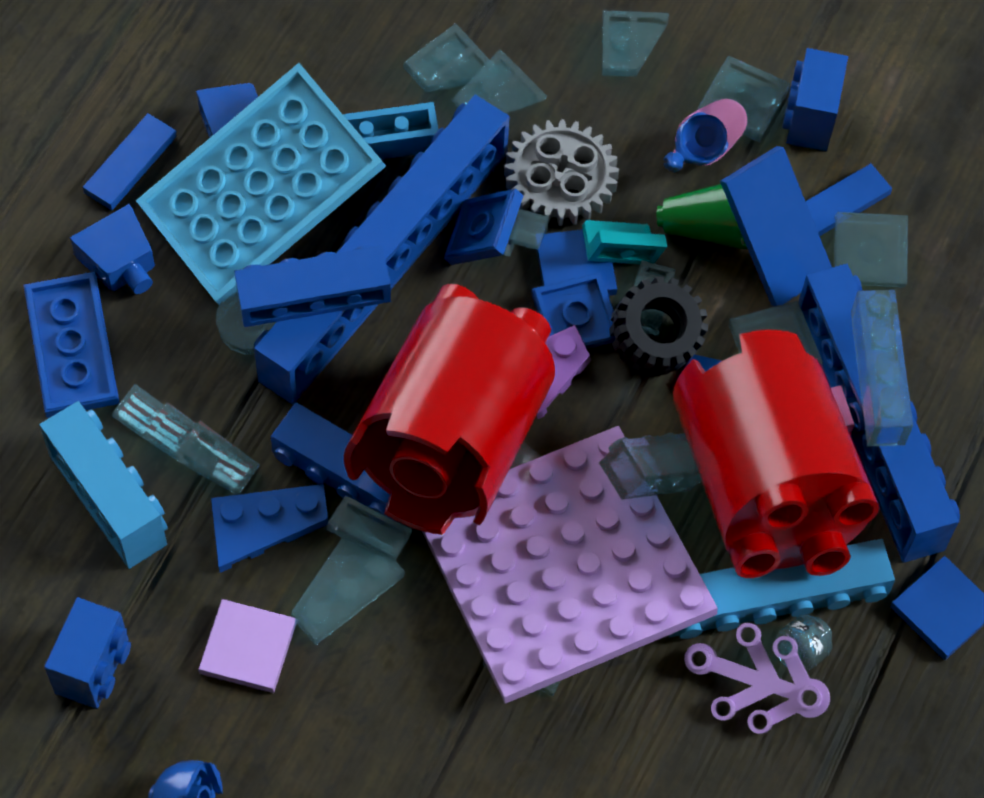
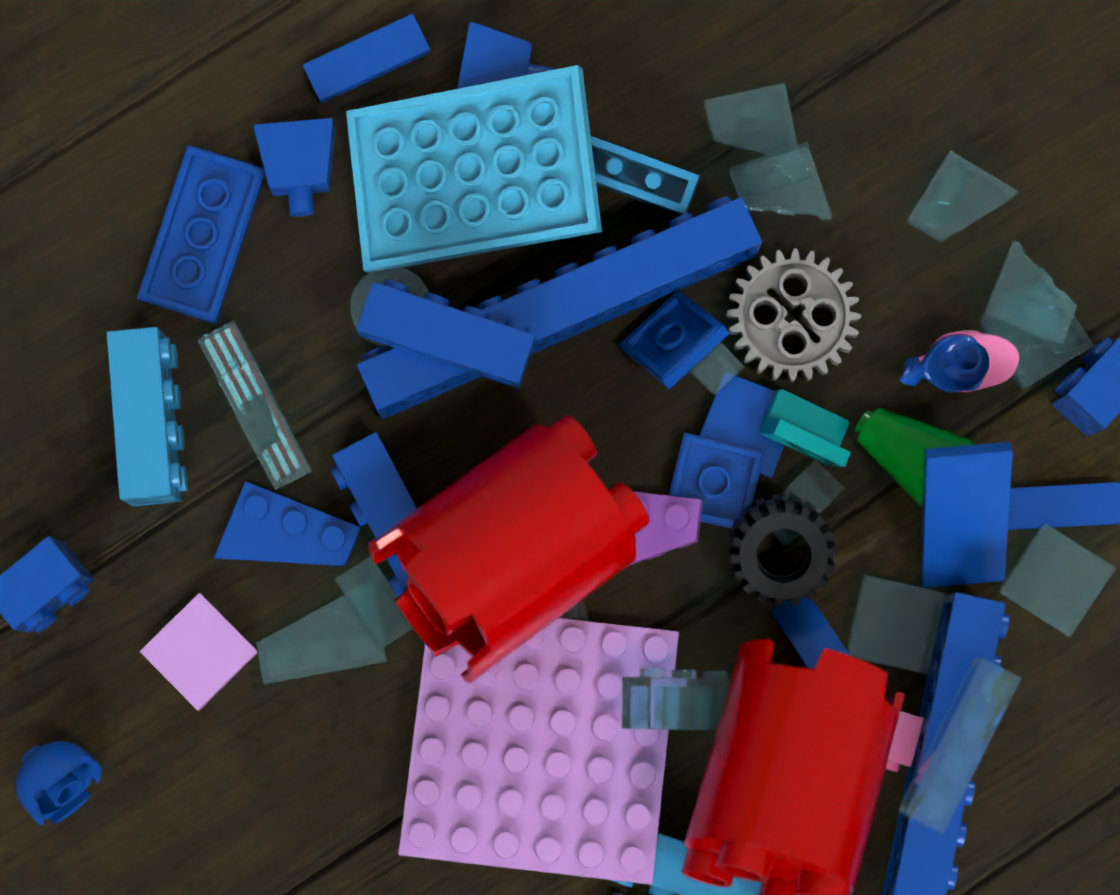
camera: 30 degrees right, 20 degrees up
(725, 72) = (1029, 299): none -> clear light blue wing

